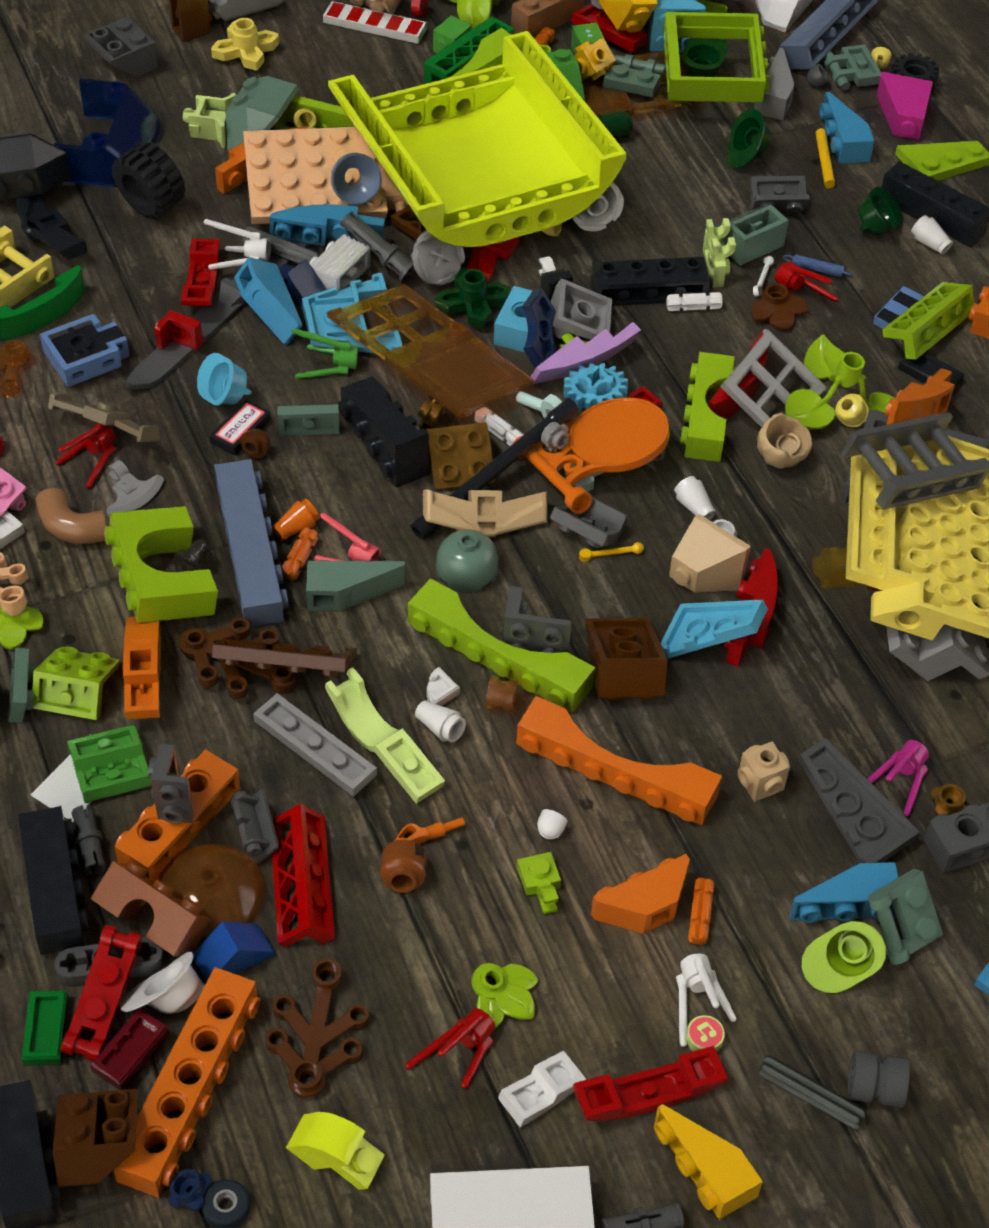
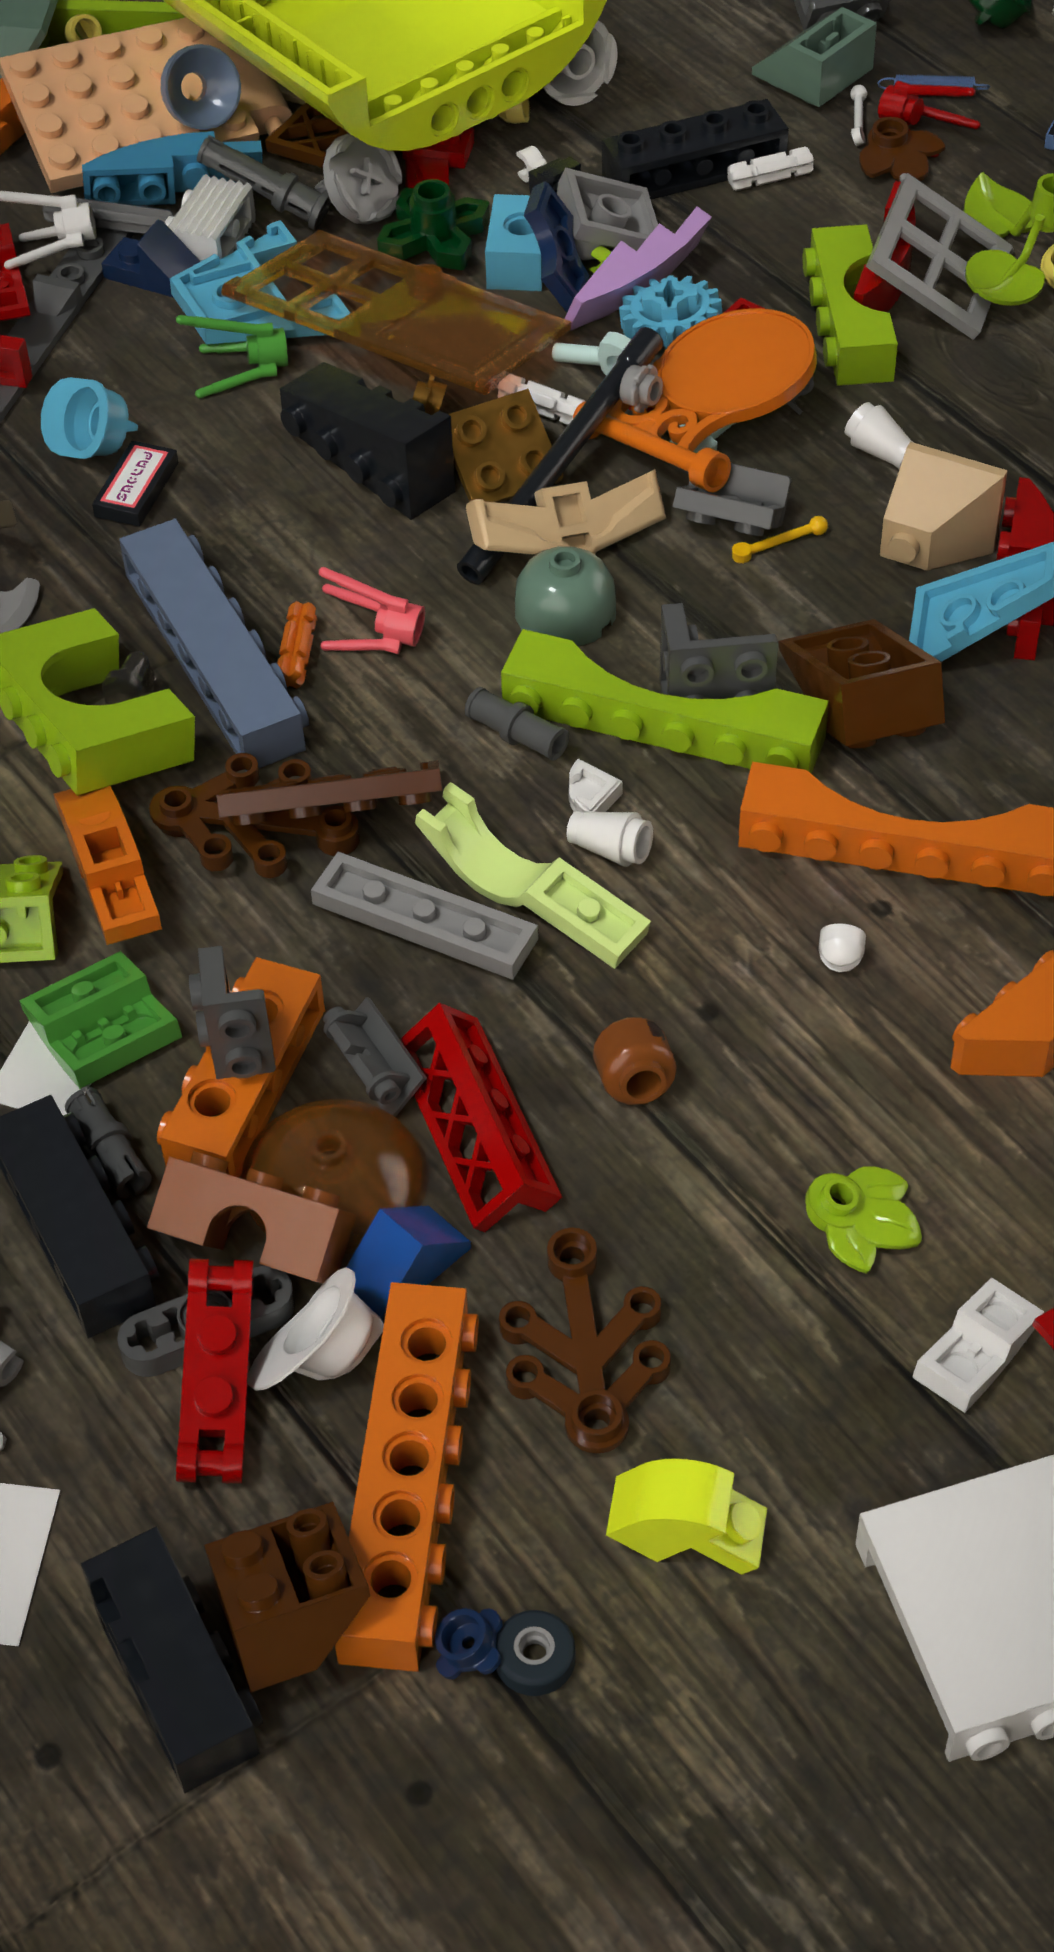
camera: 10 degrees left, 0 degrees up
(45, 1027) = (135, 1450): green tile -> none
(129, 1049) = (290, 1447): dark red plate -> none
(255, 443) = (176, 491): reddish brown plate -> none
(269, 297) = (117, 285): dark azure slope -> none
(299, 516) = (274, 593): orange cone -> none
(308, 420) = (242, 448): sand green plate -> none
(349, 583) = (388, 669): sand green slope -> none
(410, 636) = (517, 723): none -> dark grey pin
(430, 832) = (657, 1002): orange hand -> none
(471, 1032) = (835, 1286): red plant -> none
(501, 694) = (693, 774): clear orange wheel -> none
(542, 878) = (855, 1028): lime plate -> none
(717, 252) = (784, 92): yellowish green plate -> none
(783, 441) = (985, 327): tan hair -> none

